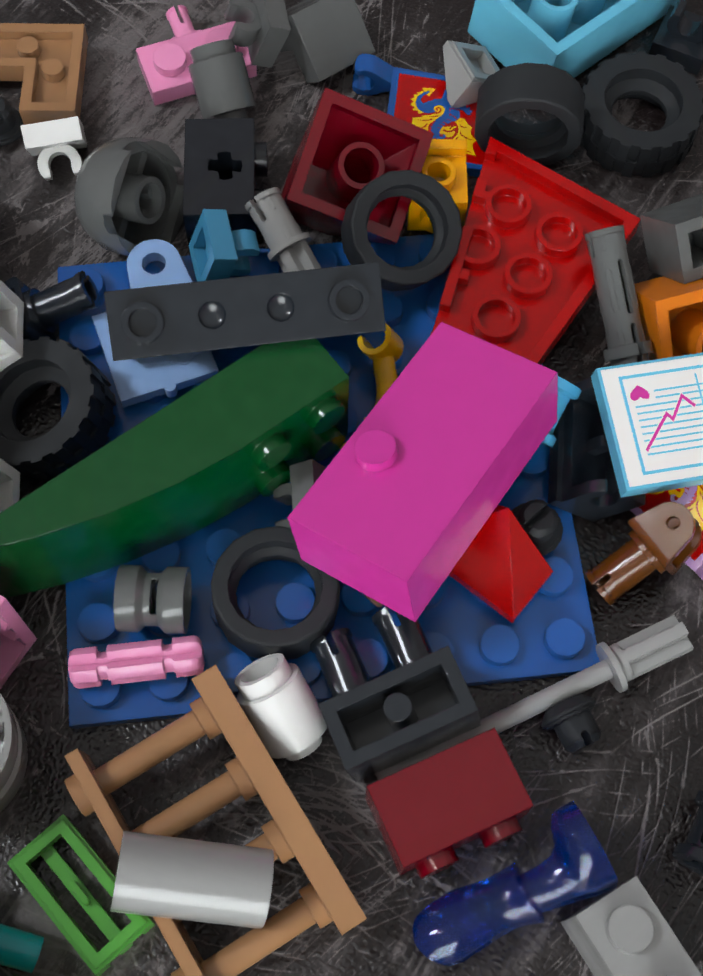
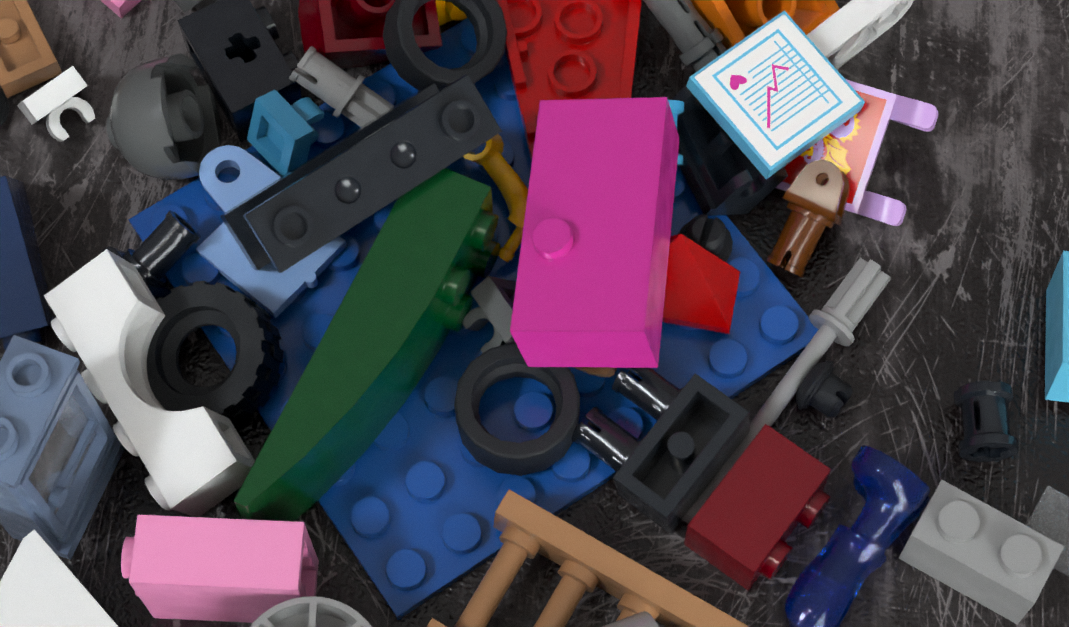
camera: 25 degrees left, 0 degrees up
(136, 662) = (429, 528): bright pink axle -> none
(152, 599) = (402, 474): dark grey wheel -> none
(280, 707) = (577, 497): white brick -> none

